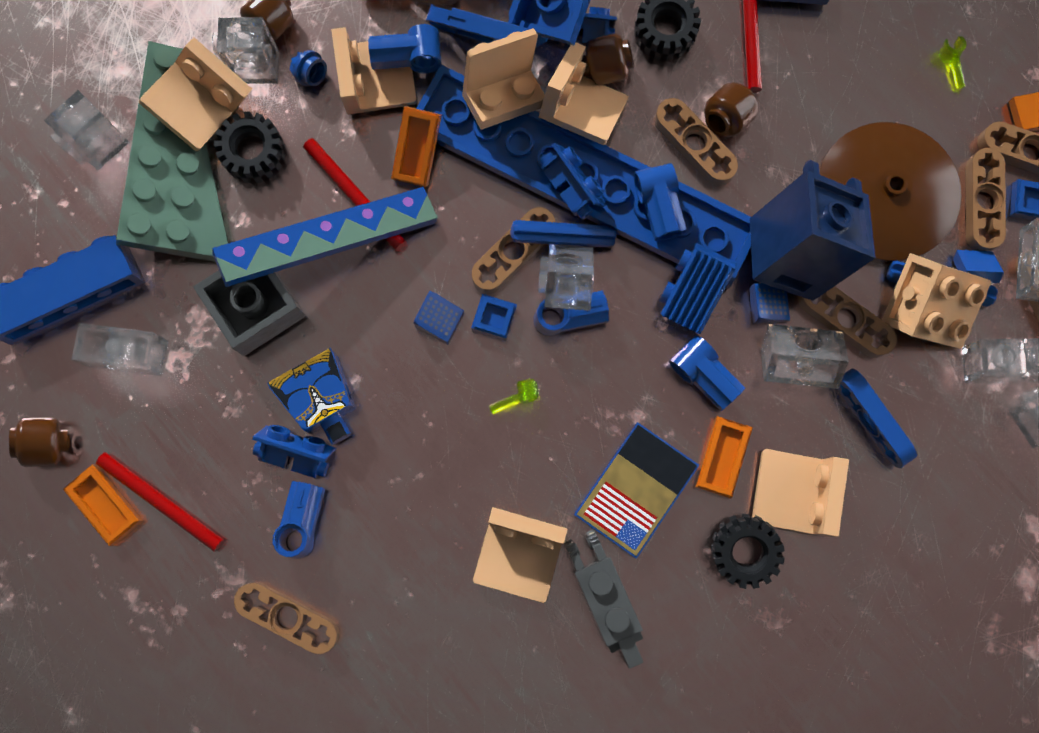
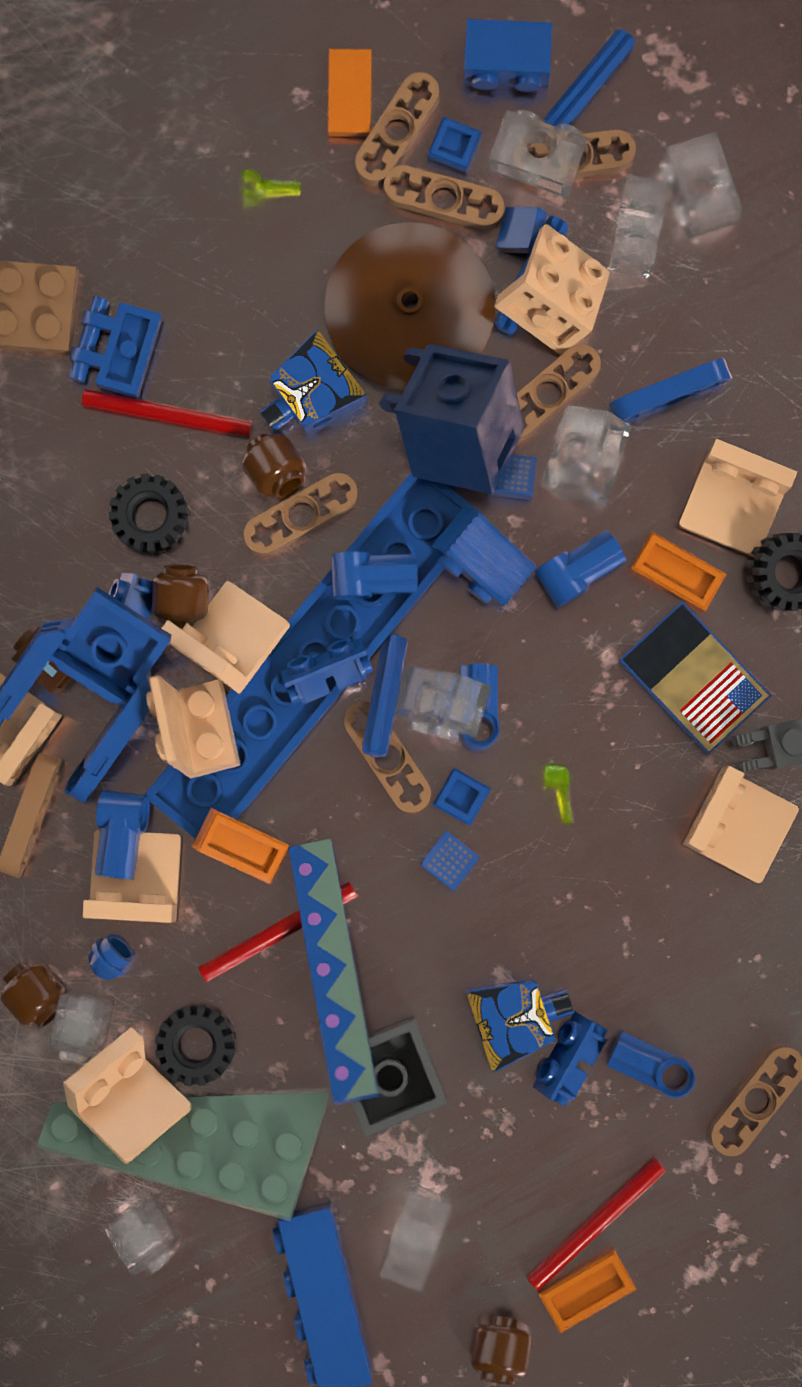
camera: 75 degrees left, 5 degrees up
(801, 125) = (312, 388): none -> torso

